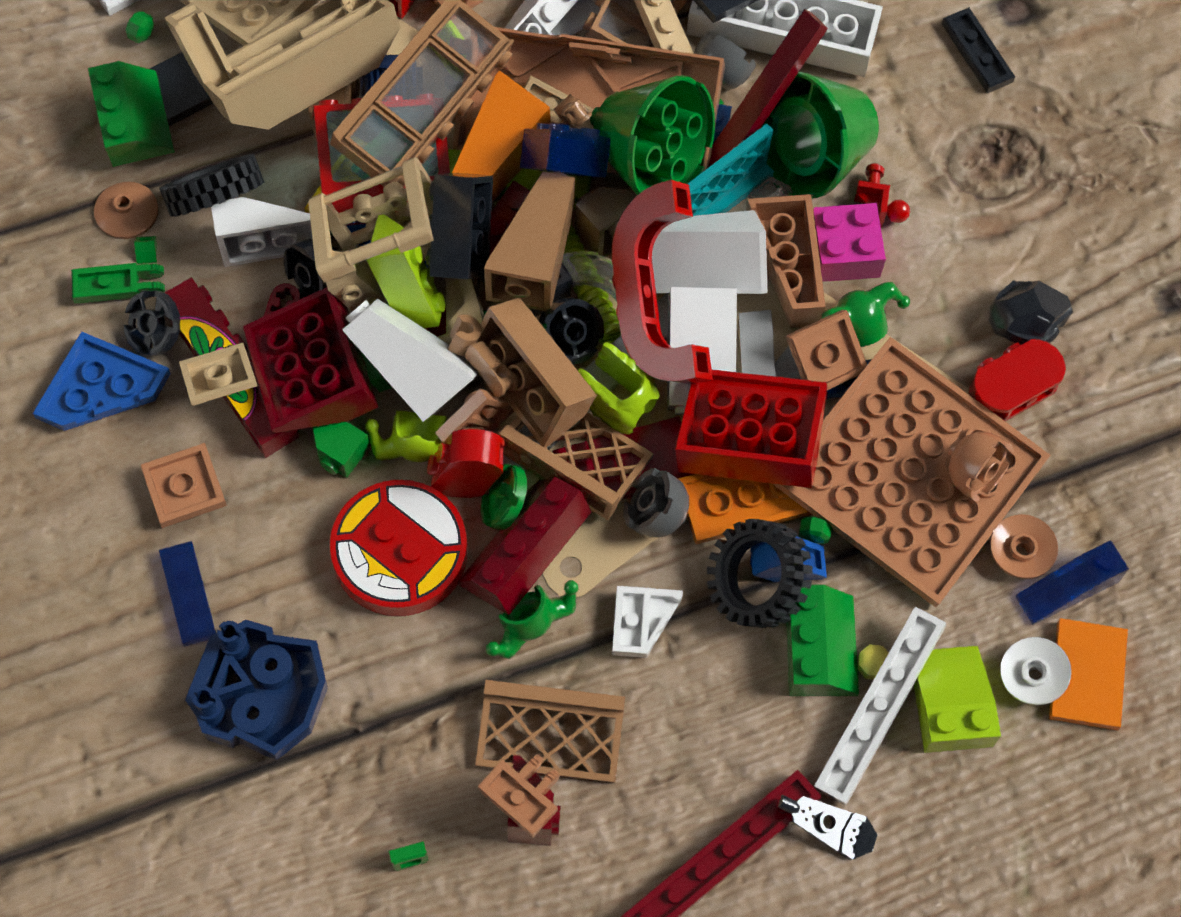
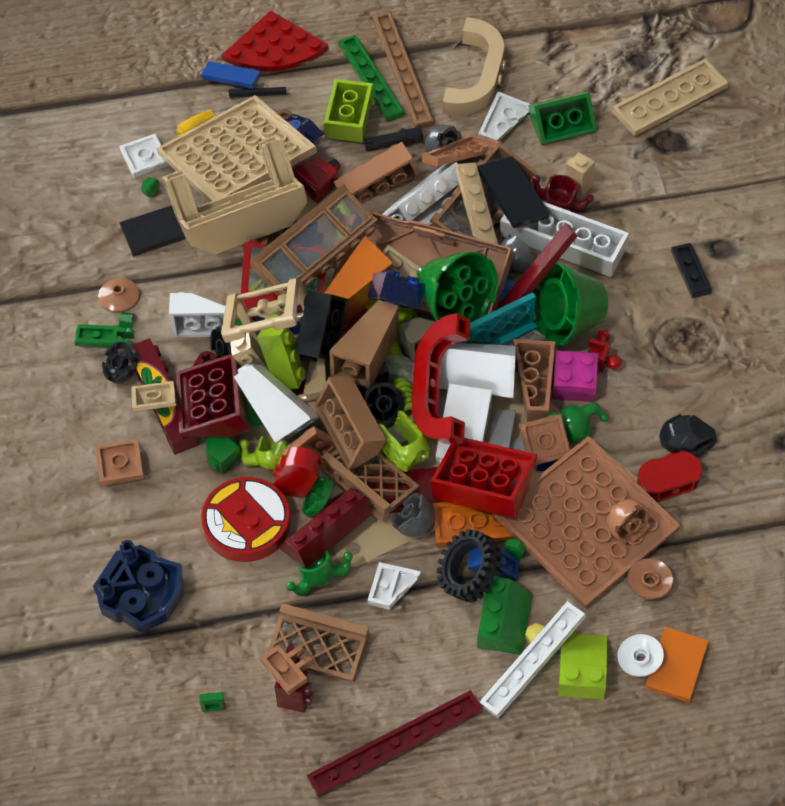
camera: 15 degrees right, 10 degrees down
(98, 383) = (80, 394): blue plate -> none
(130, 112) = (133, 235): green slope -> none
(187, 593) = (108, 526): clear blue tile -> none
(212, 185) = (173, 284): black tyre -> none
(464, 343) = (312, 399): medium nougat piece -> none
(572, 112) = (408, 268): medium nougat piece -> none
(840, 835) = (492, 730): piece -> none
(1073, 582) = (679, 606): clear blue slope -> none

